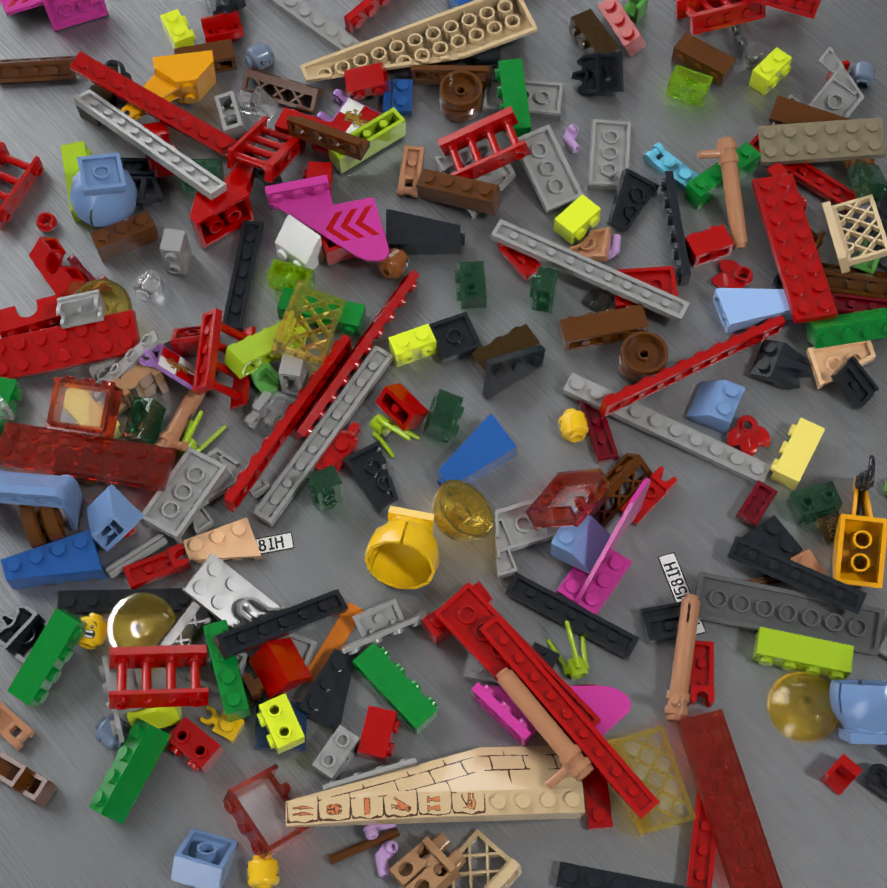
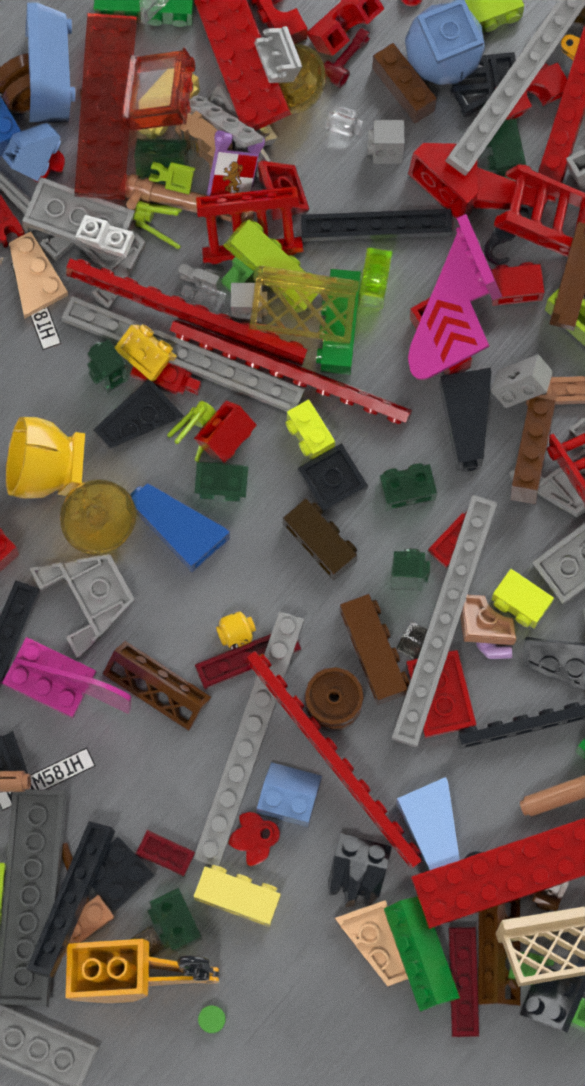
camera: 80 degrees right, 10 degrees up
(167, 411) = (177, 177): none -> lime plate
(209, 471) = (105, 237): none -> white slope
(299, 244) = (420, 277): white slope -> none
(321, 455) = (145, 351): none -> yellow bracket
(395, 264) = (421, 393): dark orange head -> none
(403, 188) = (522, 381): none -> light grey brick
(511, 368) = (296, 548): black wing -> none
(568, 498) = (124, 628): clear red window -> none
(580, 544) = (80, 648): medium blue slope -> none
(656, 492) = (157, 727): red plate -> none
(708, 245) = (516, 765): red brick -> none
(731, 275) = (477, 798): red plate -> none
(854, 382) = (344, 960): black plate -> none

